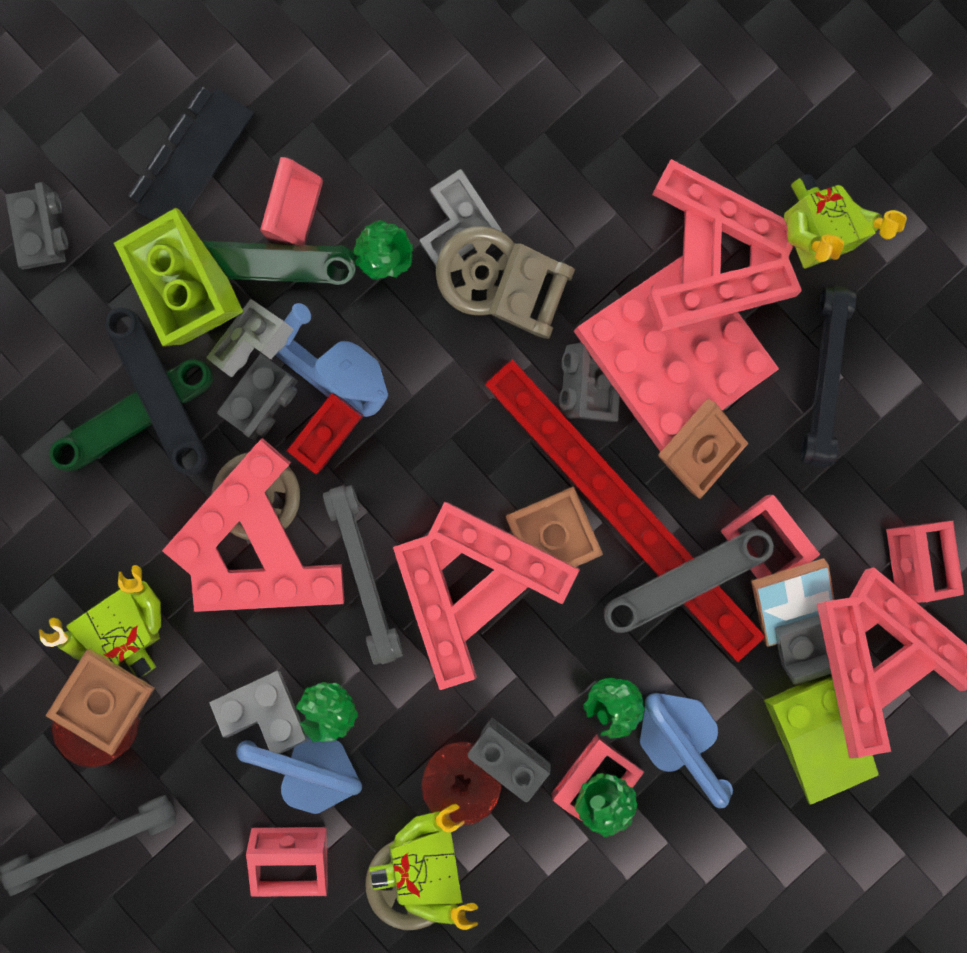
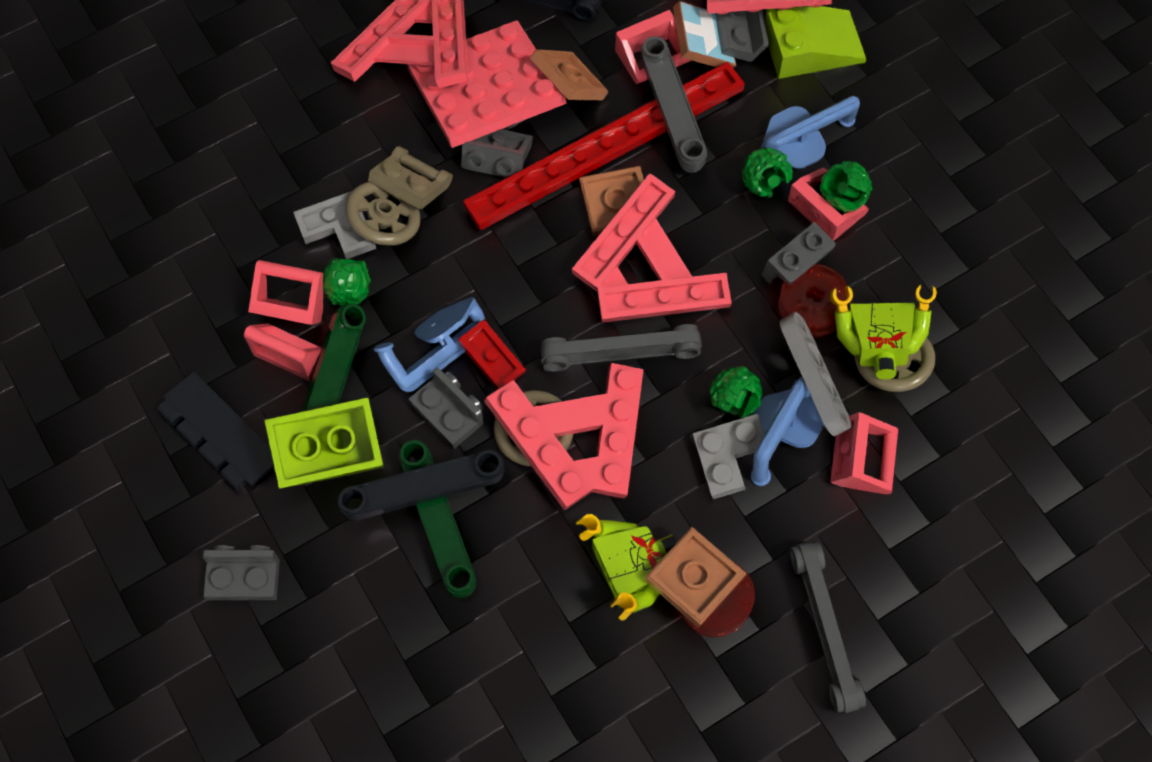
camera: 85 degrees left, 20 degrees down
(249, 330) = (387, 401): light grey plate -> none
(338, 189) = (284, 310): none -> coral tile
(360, 798) = (815, 374): none -> light grey beam

